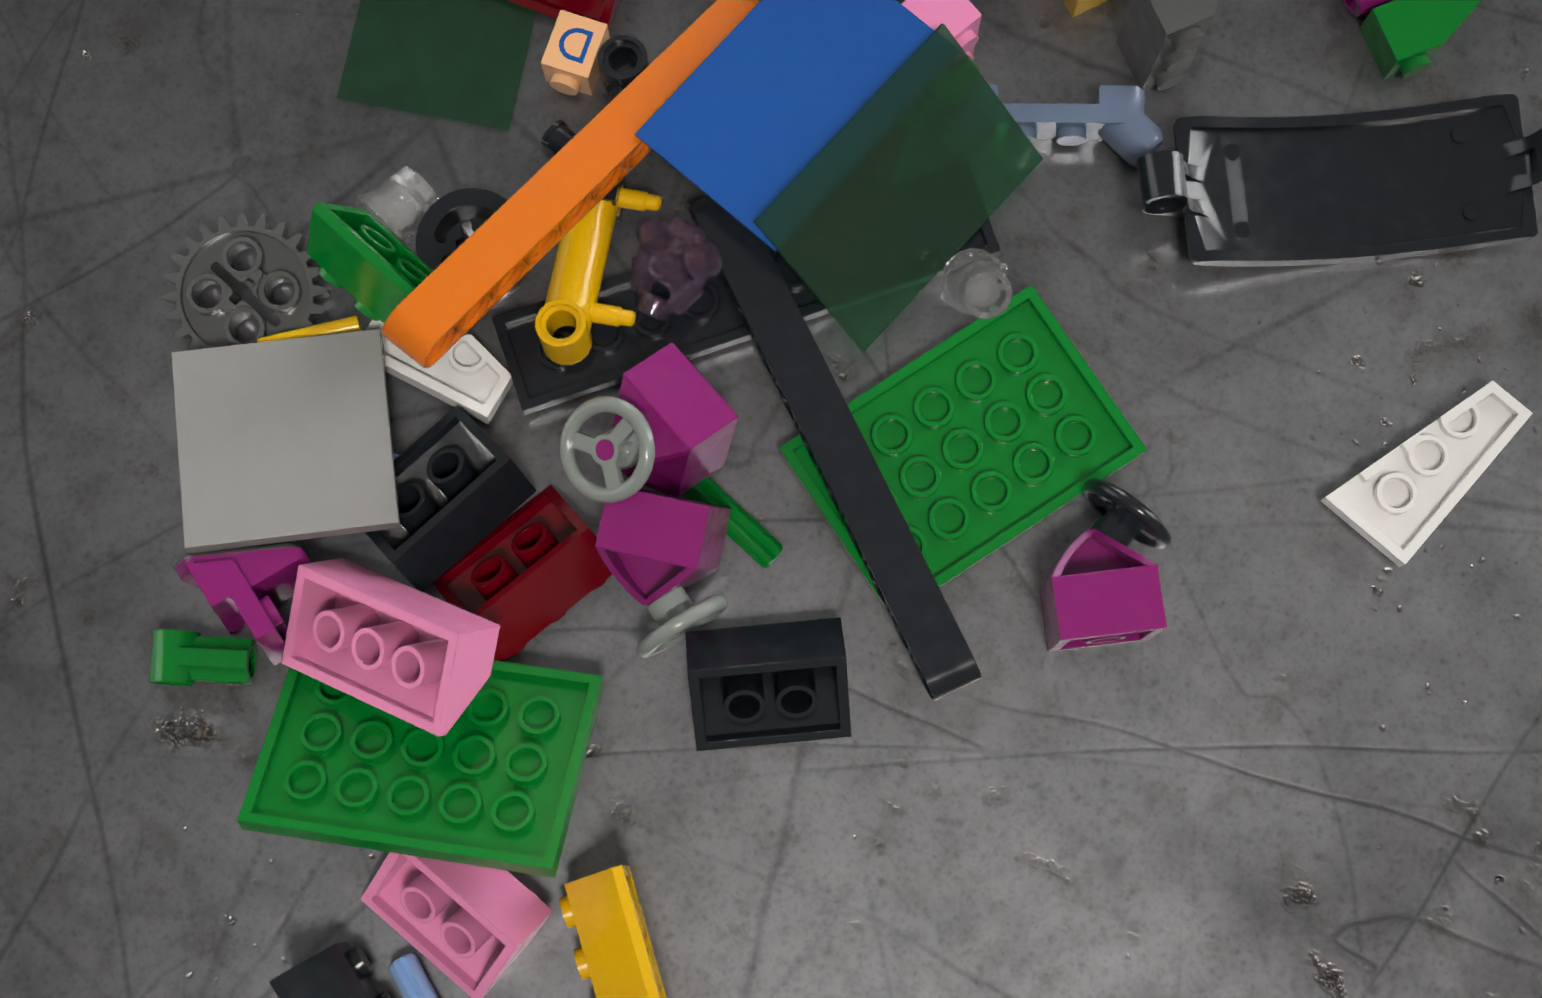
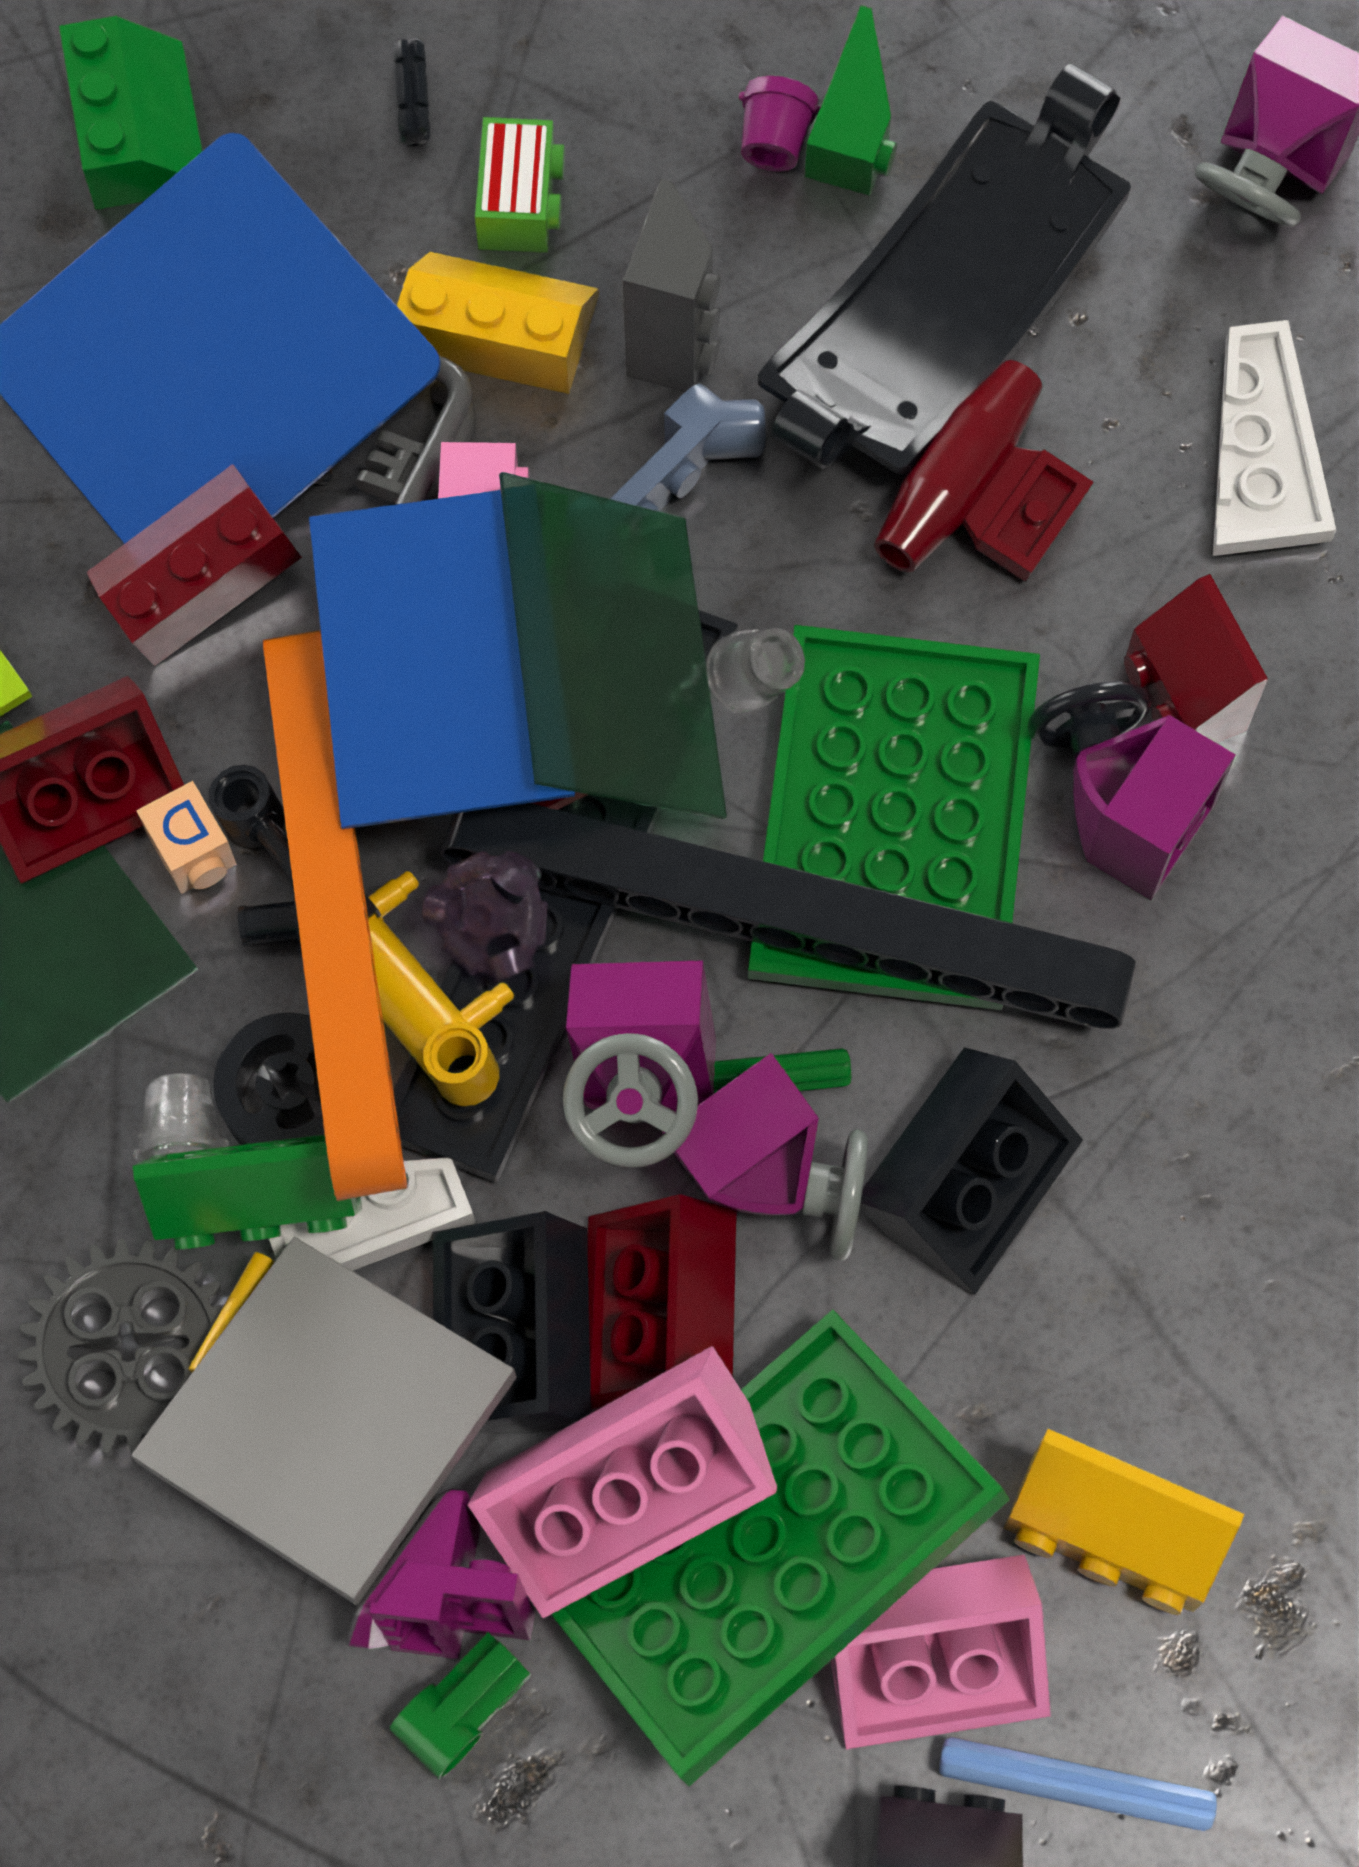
camera: 50 degrees left, 10 degrees down
(1218, 554) = (1197, 663): none -> dark red slope
(1236, 316) = (977, 477): none -> dark red plate

